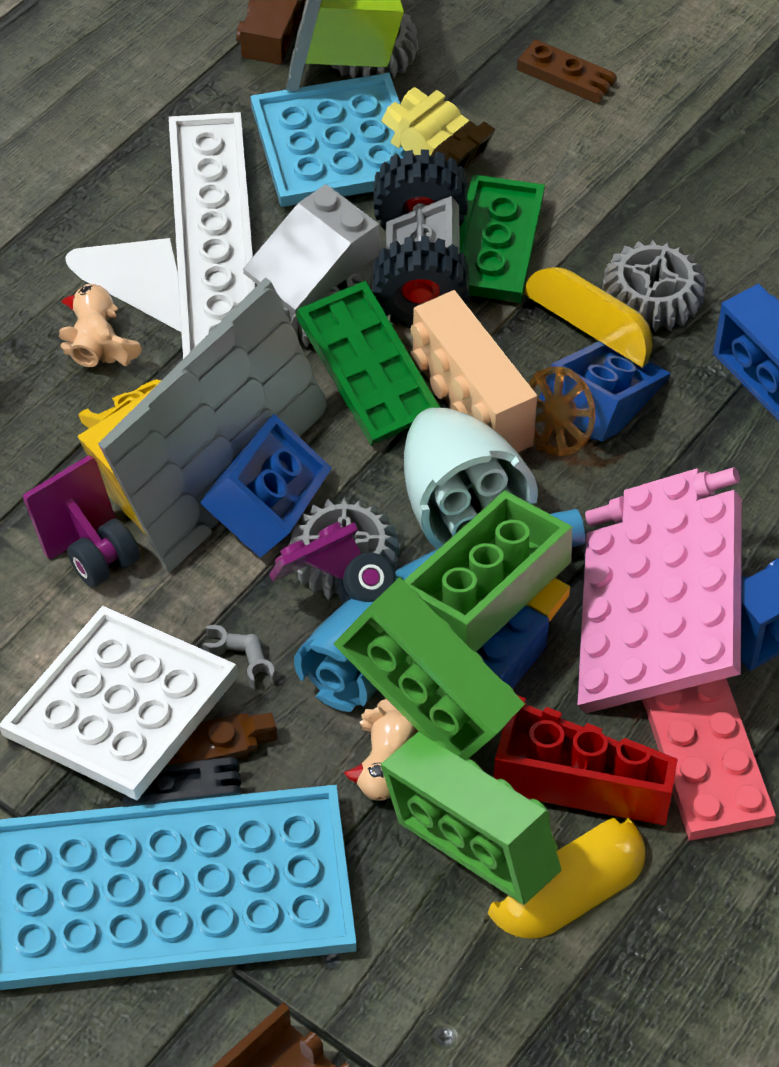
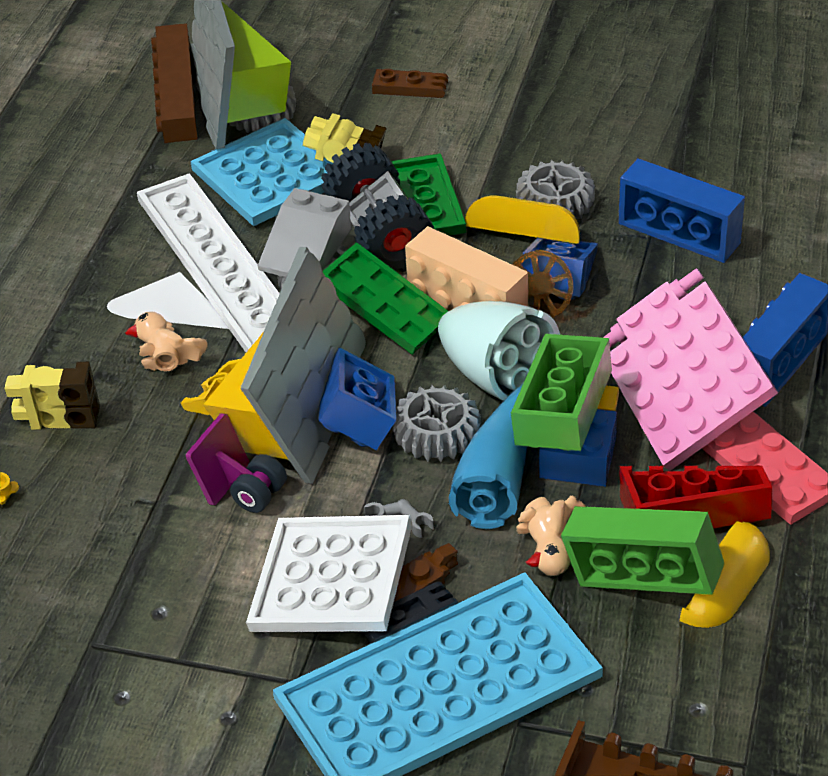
camera: 20 degrees left, 10 degrees down
(336, 553) = (443, 415): magenta plate -> none
(428, 671) = (560, 461): bright green brick -> none

